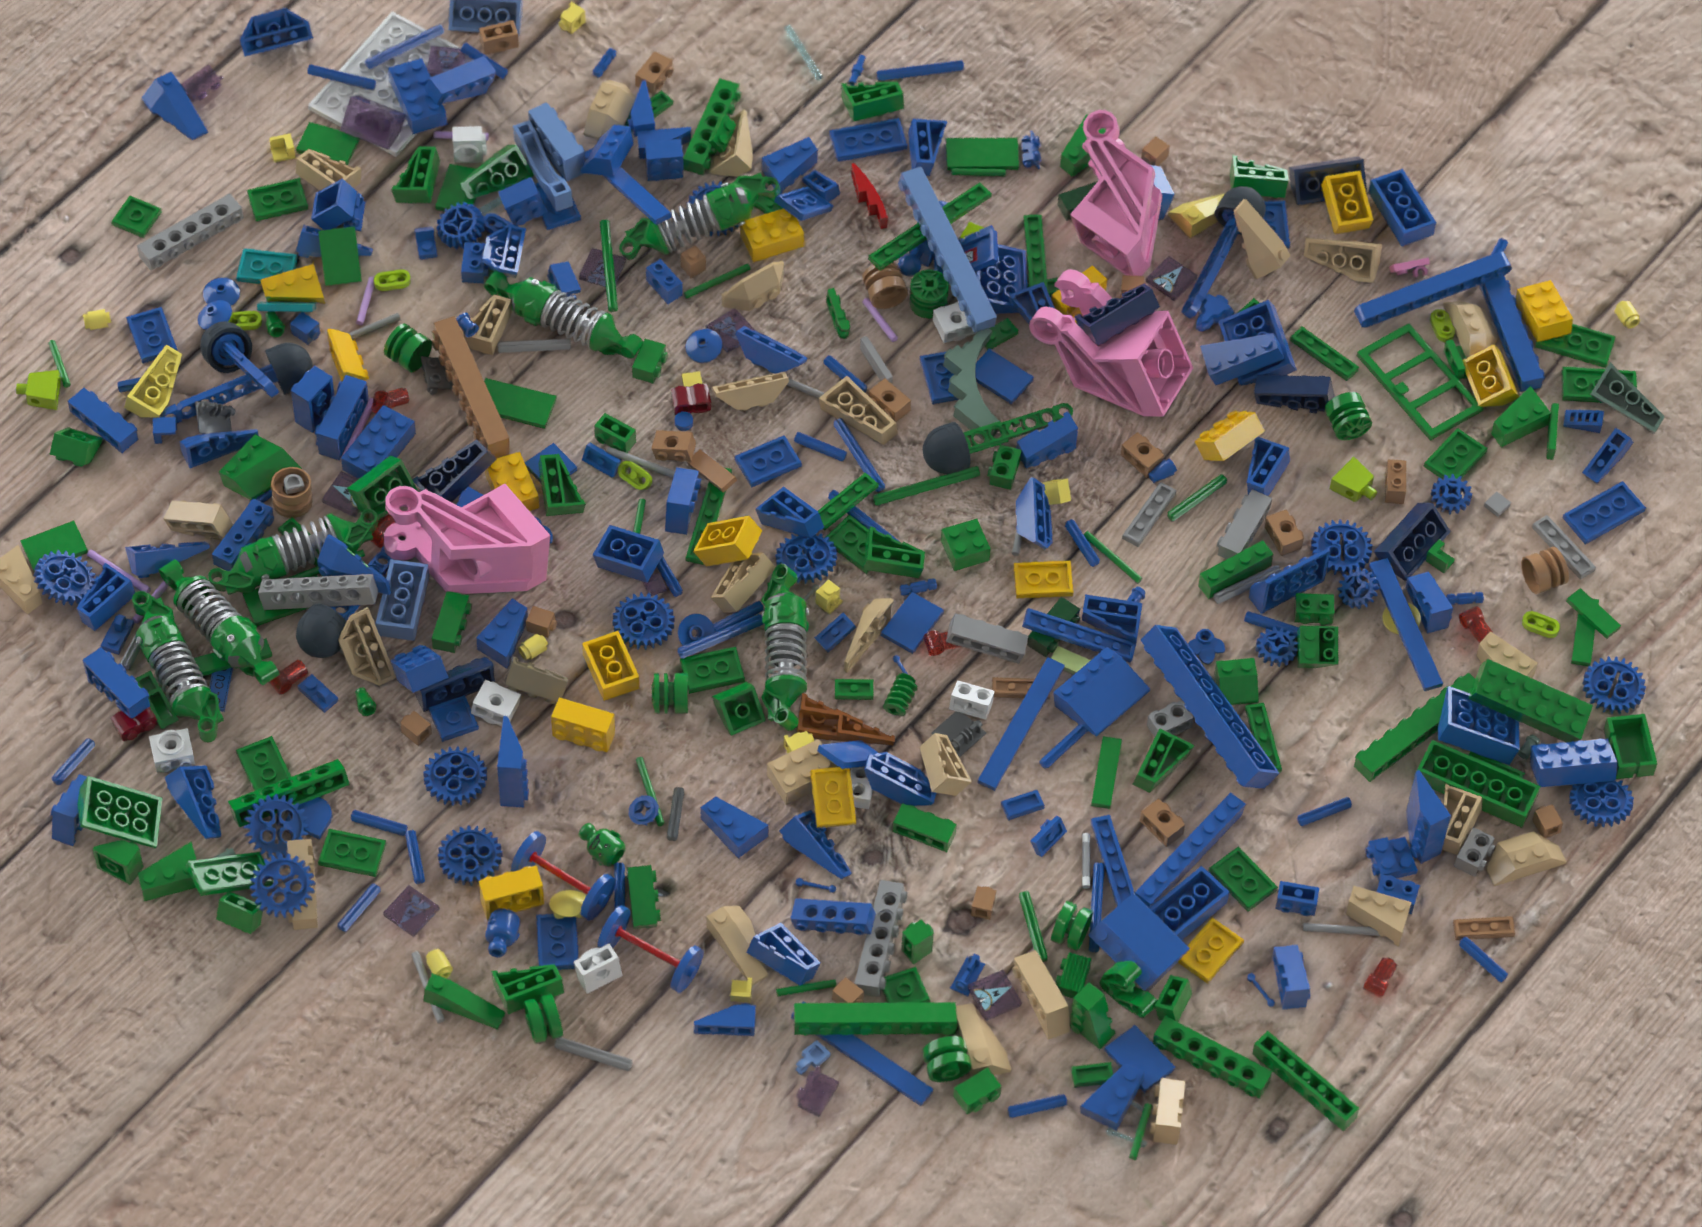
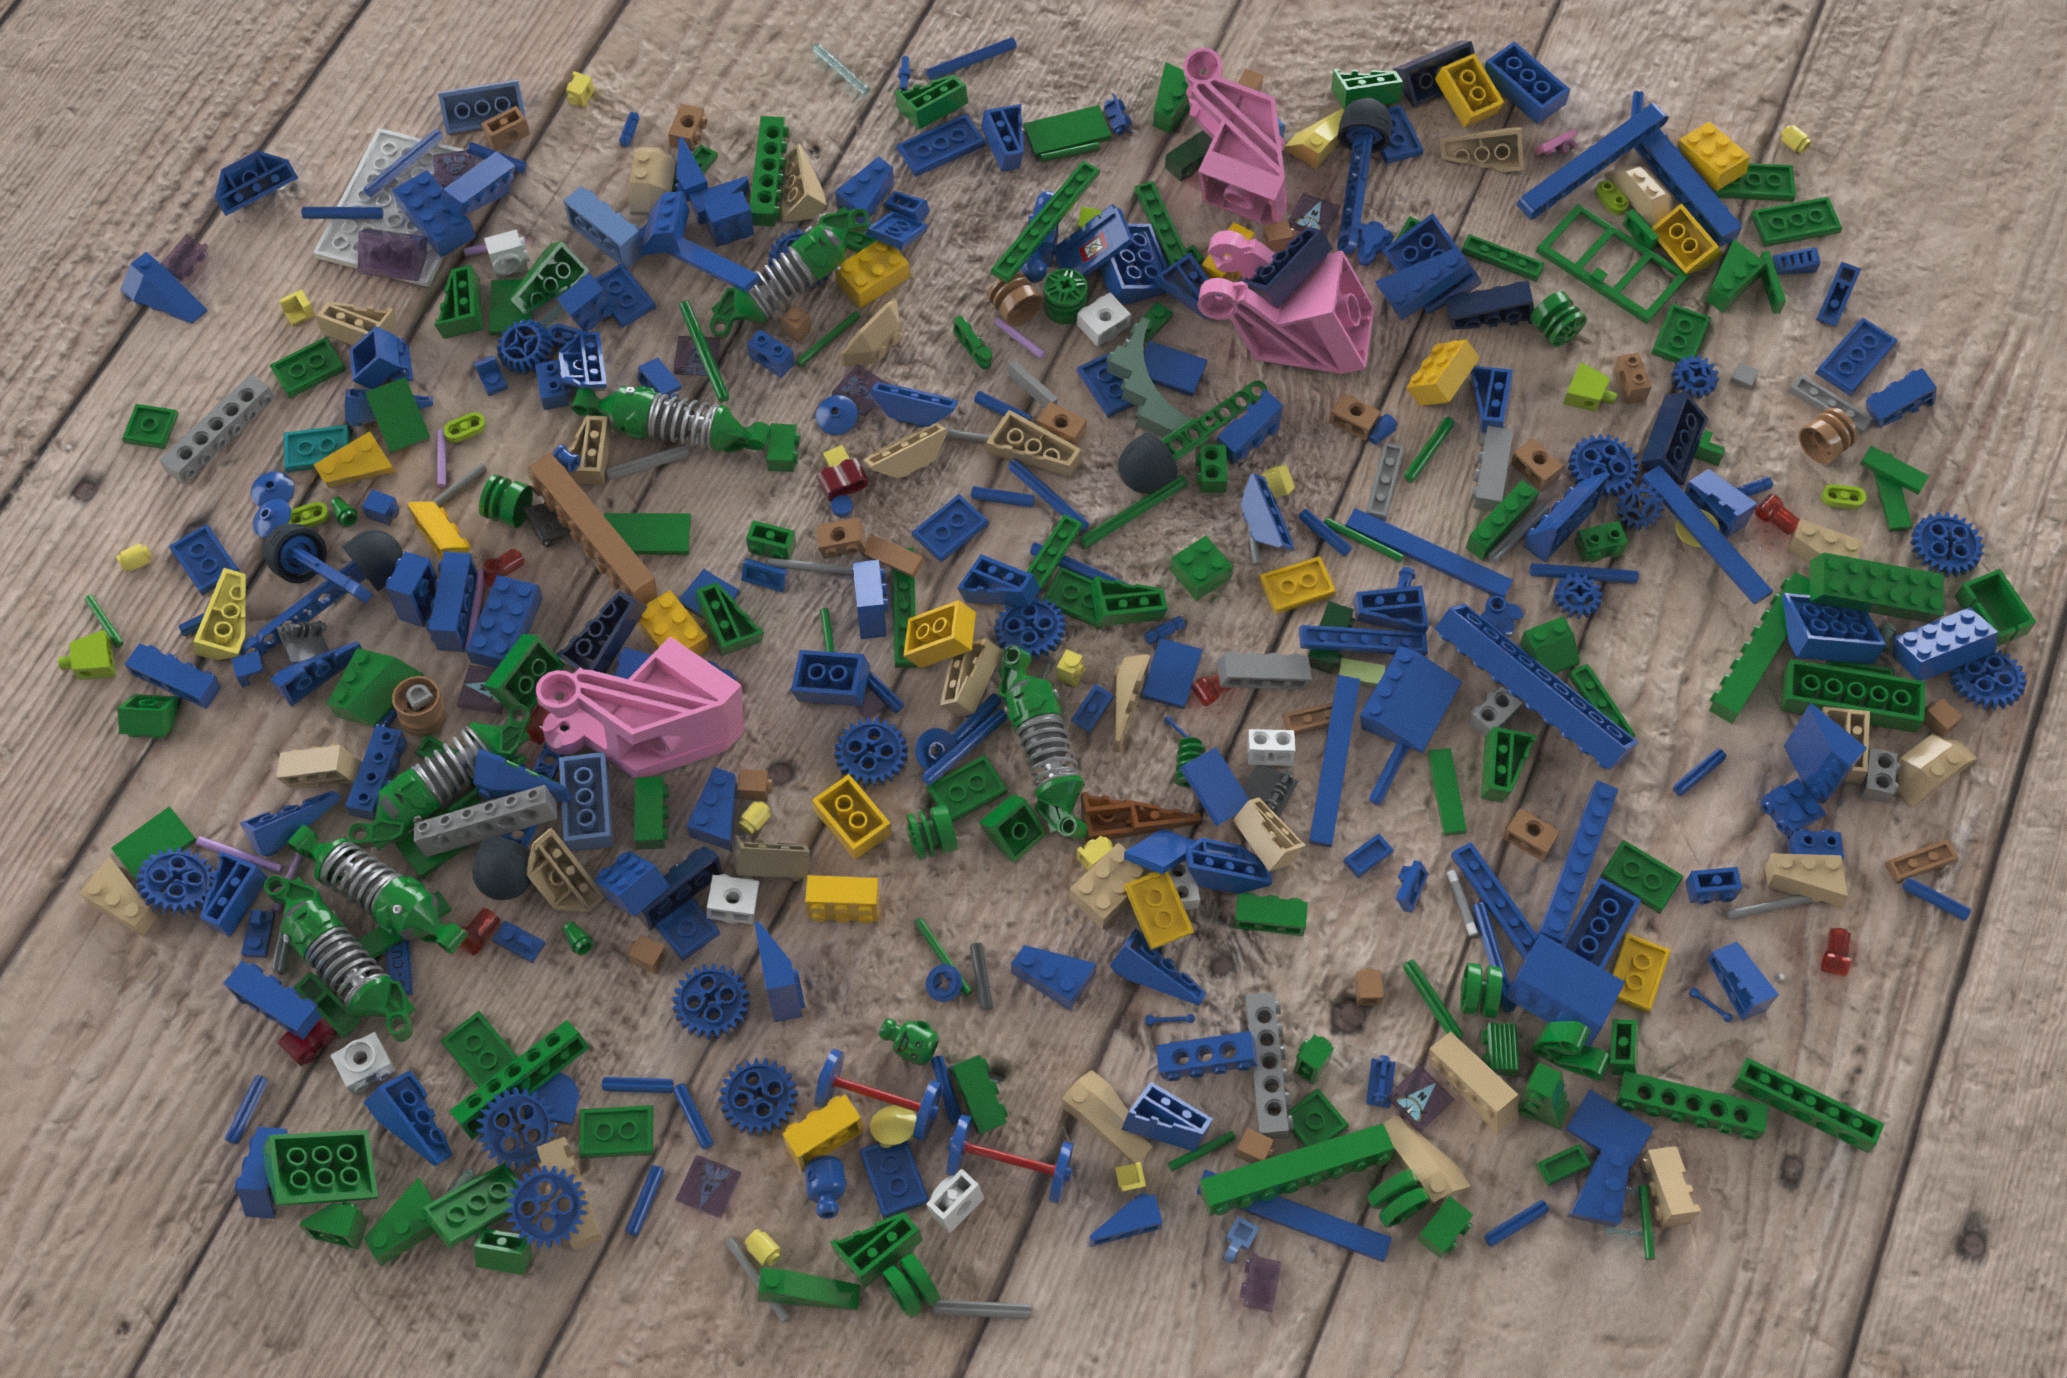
camera: 15 degrees left, 5 degrees up
(286, 306) = (352, 488): teal tile -> none
(328, 142) = (347, 288): green tile -> none
(552, 184) = (615, 276): medium blue arch -> none
(636, 475) = (808, 583): lime plate -> none
(722, 133) = (783, 174): green plate -> none
(854, 689) = (1134, 769): green plate -> none
(867, 193) = (960, 202): red slope -> none
(913, 716) = (1215, 786): none -> blue tile
(947, 249) = (1075, 242): medium blue brick -> none
(1164, 582) = (1429, 554): none -> blue tile
(1263, 246) = (1402, 155): tan wedge -> none
(1317, 646) = (1624, 584): green slope -> none
(1624, 555) = (1901, 397): none -> blue wedge
(1626, 399) = (1832, 226): sand green wedge -> none

